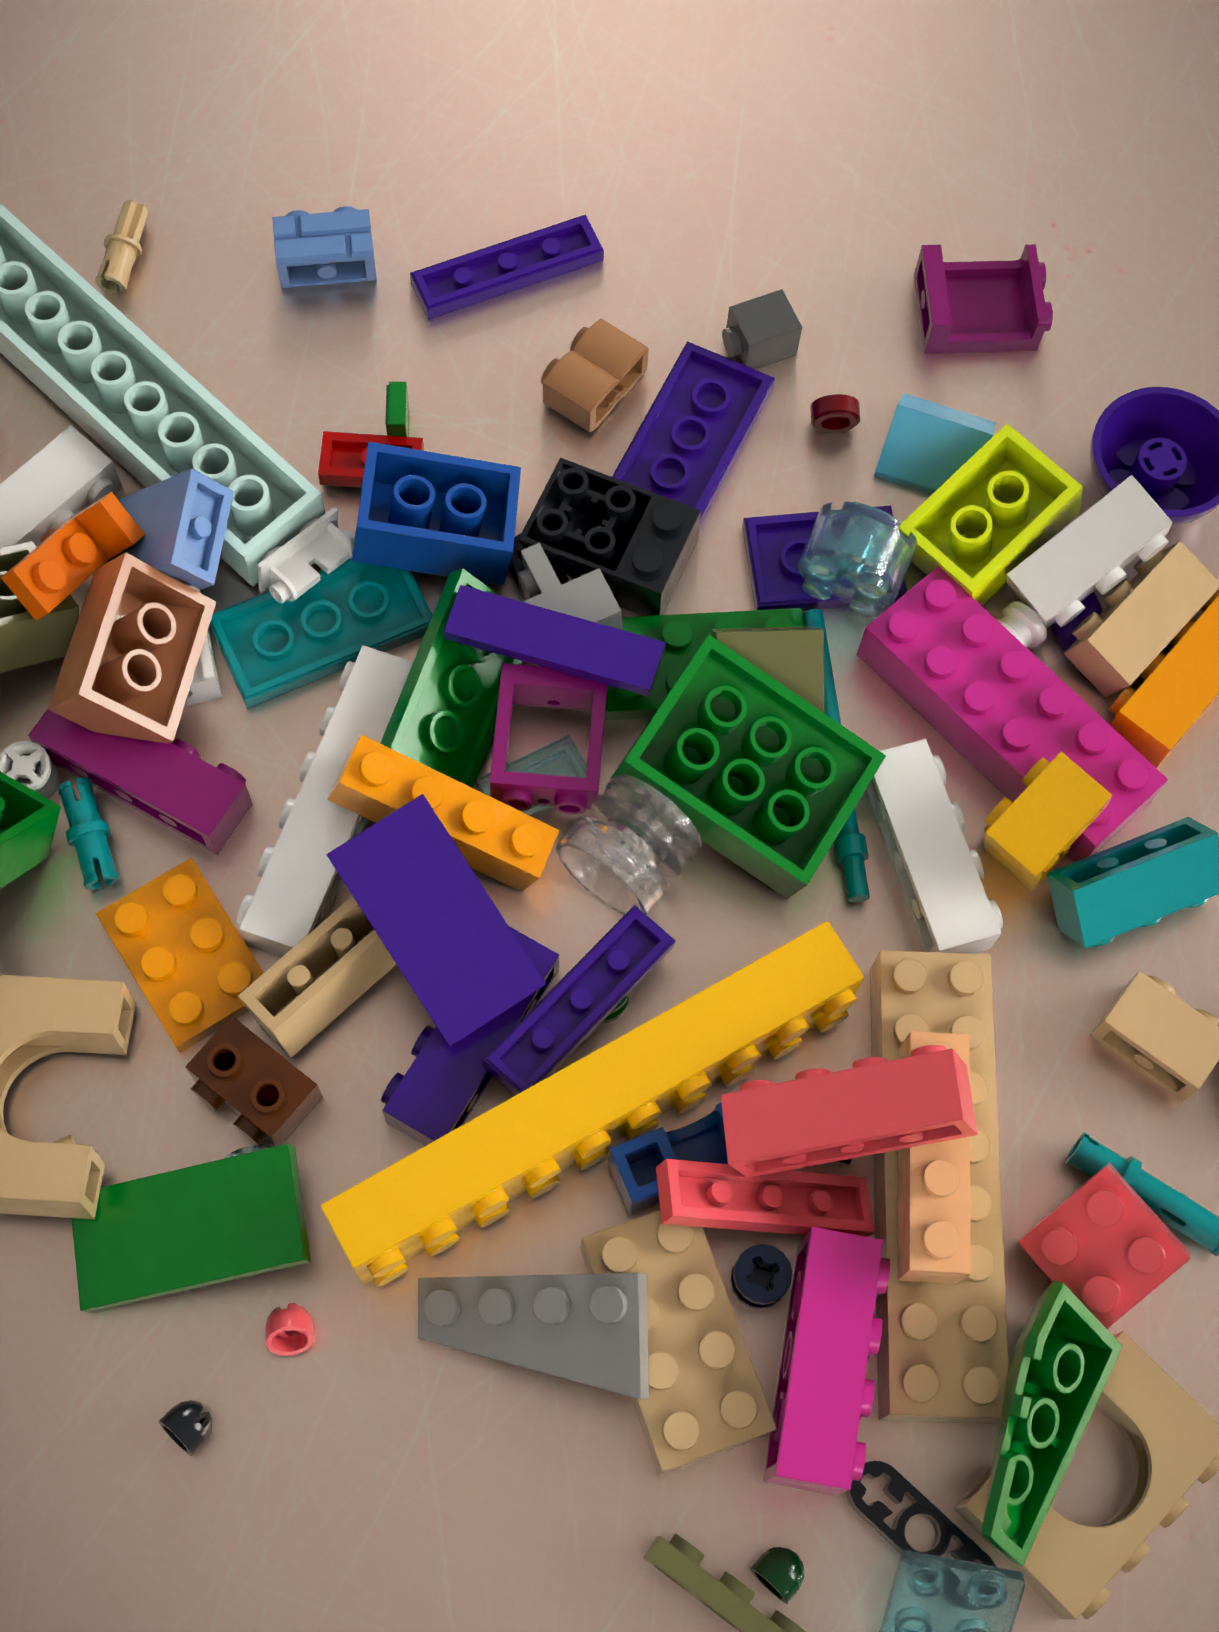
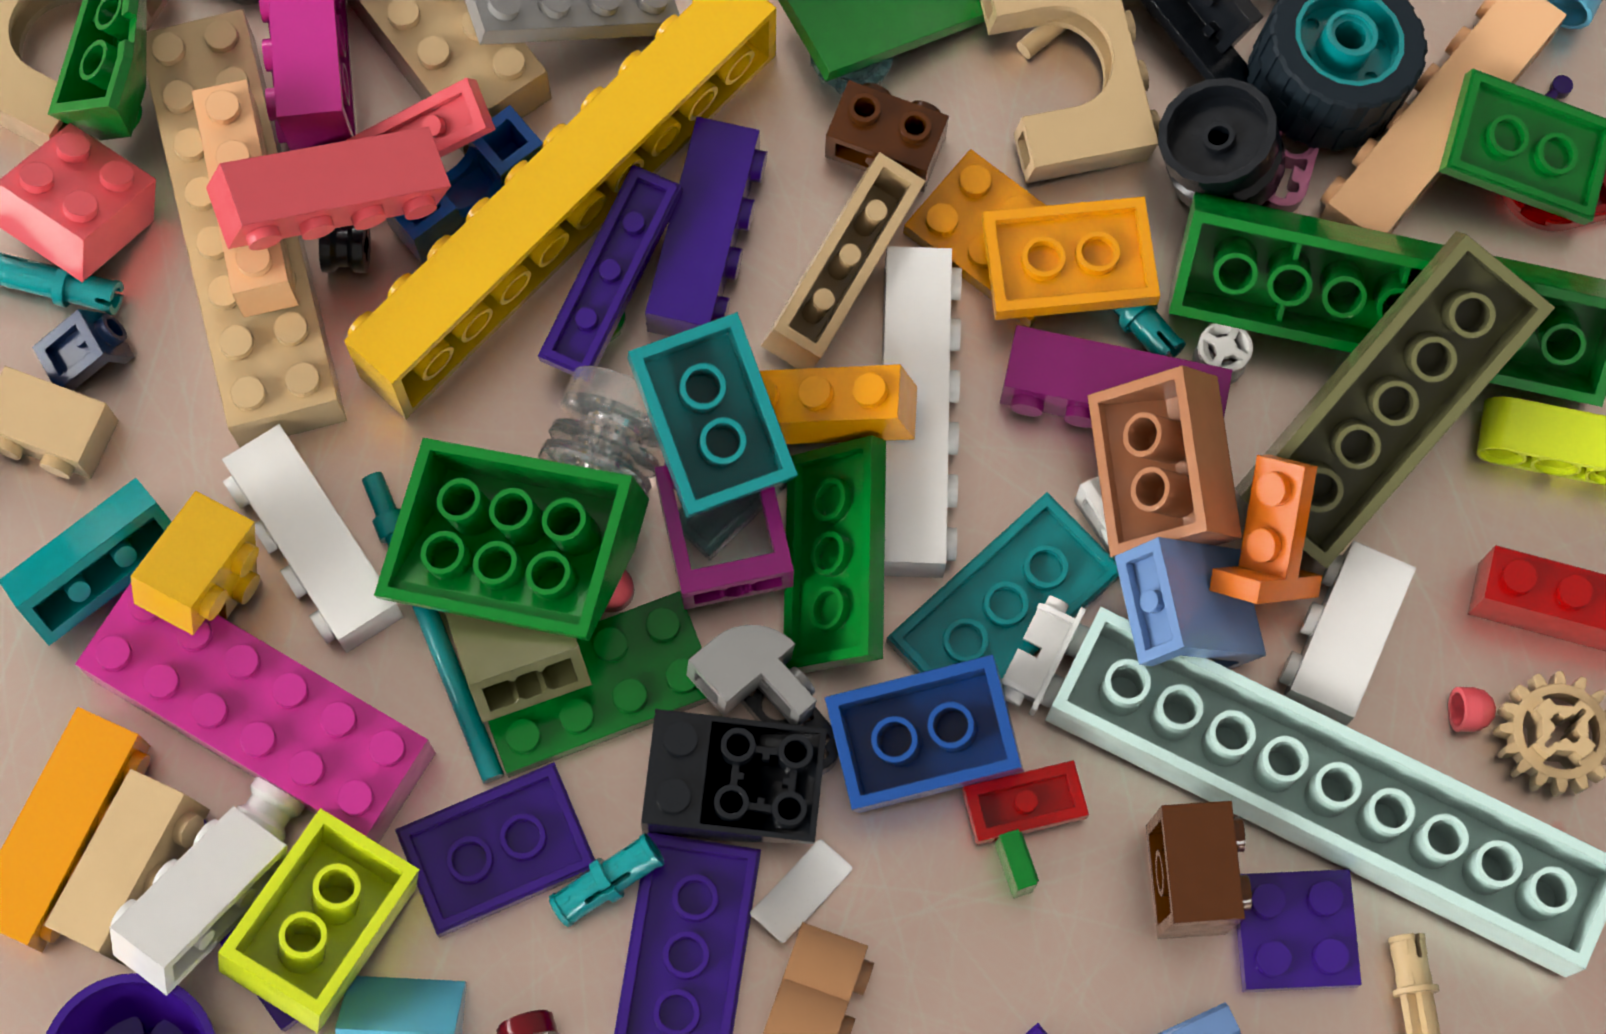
camera: 165 degrees right, 5 degrees up
(129, 883) = (1070, 258): none -> light orange plate
(197, 315) = (1299, 932): none -> dark purple plate
(256, 352) = (1197, 869): none -> reddish brown brick
(436, 920) = (781, 288): dark purple tile -> none
(535, 782) = (711, 415): none -> teal brick
(554, 640) = (745, 600): dark purple tile -> none
(591, 451) = (801, 891): none -> white sticker
(741, 498) = (606, 880): none -> teal pin
(752, 1282) = (379, 89): dark blue wheel -> none
(856, 557) = (456, 812): clear light blue brick -> none
(1115, 1103) = (82, 347): none -> dark blue bracket

